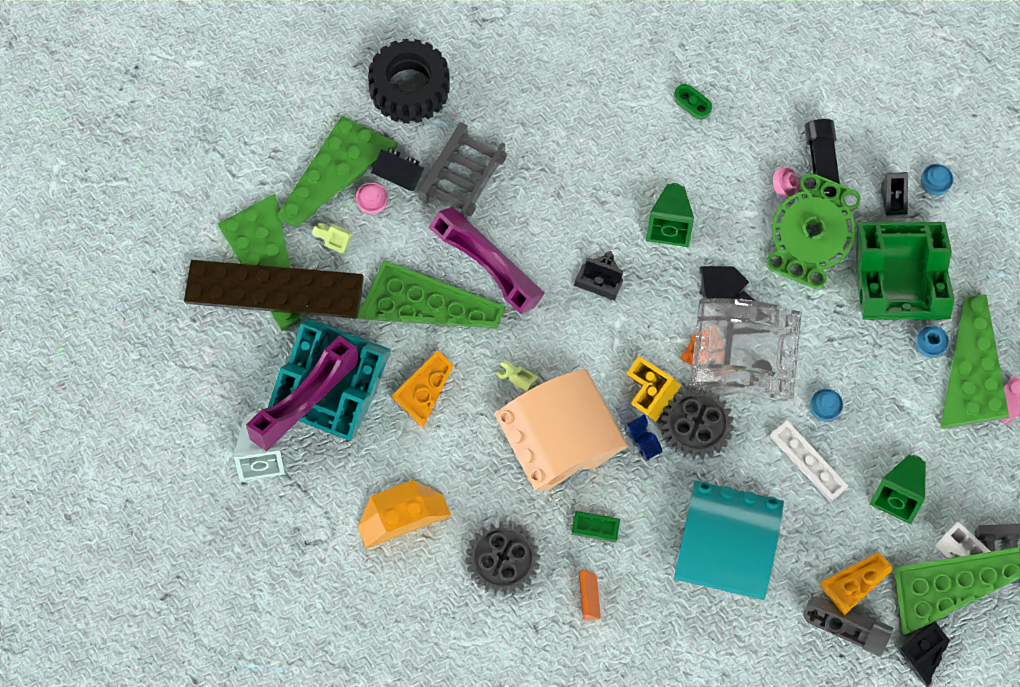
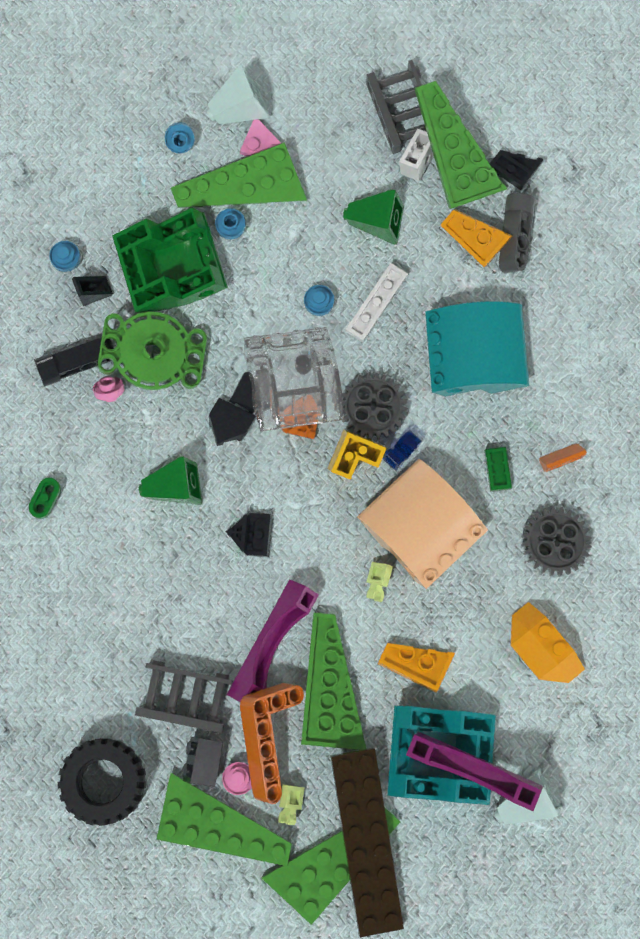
camera: 105 degrees left, 10 degrees up
(402, 222) = (259, 736): none -> orange beam

